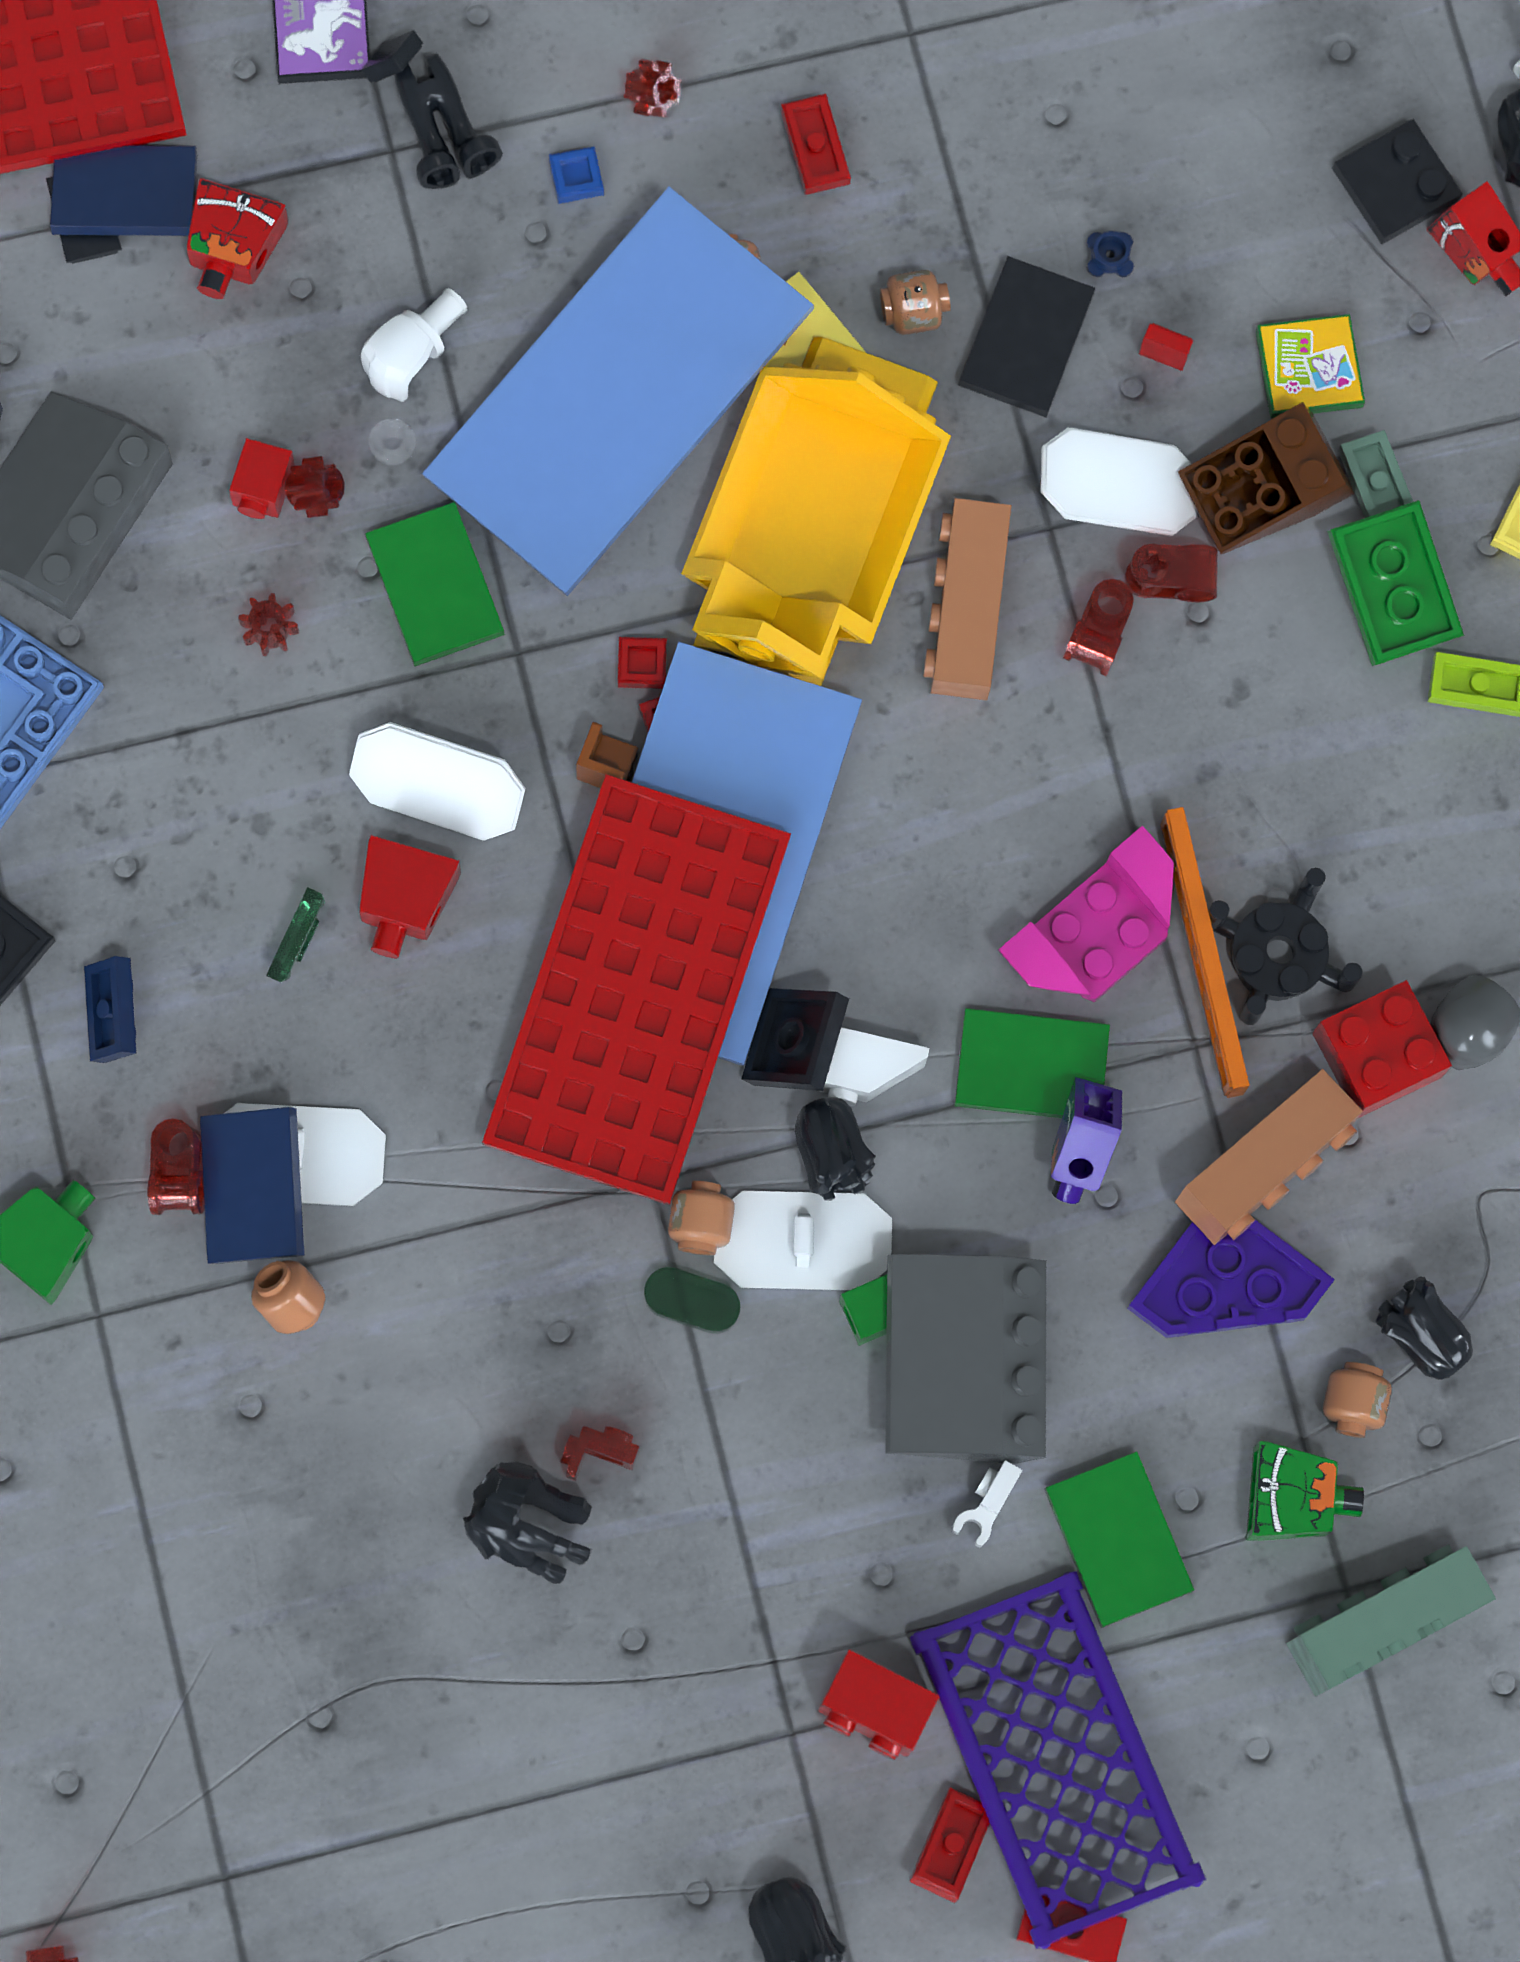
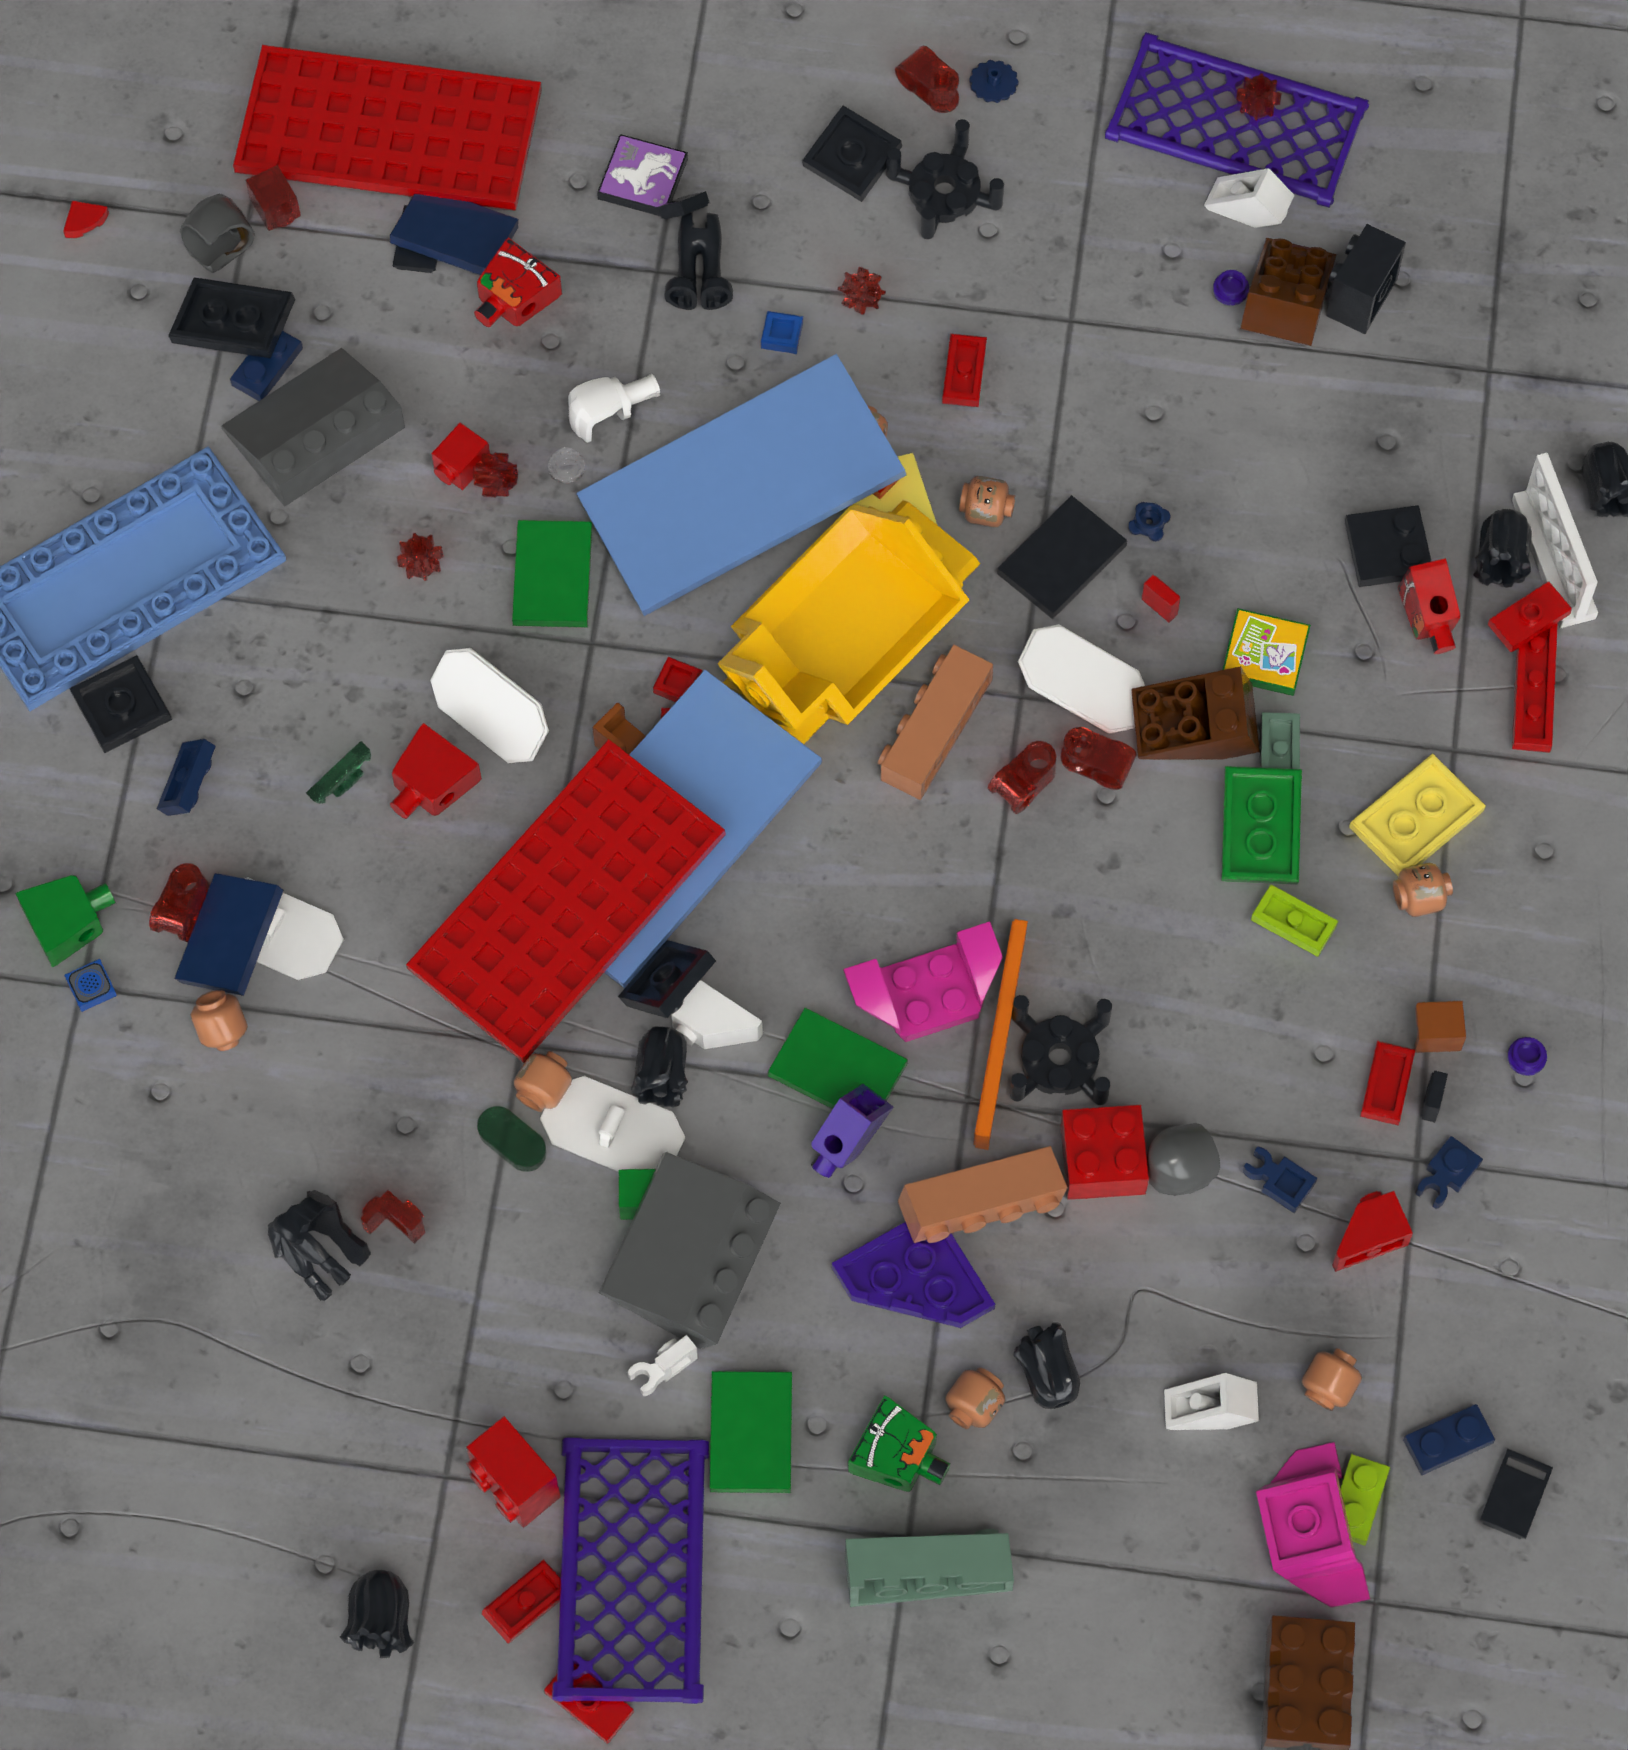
camera: 30 degrees right, 10 degrees down
(109, 1310) = (90, 985): none -> tile

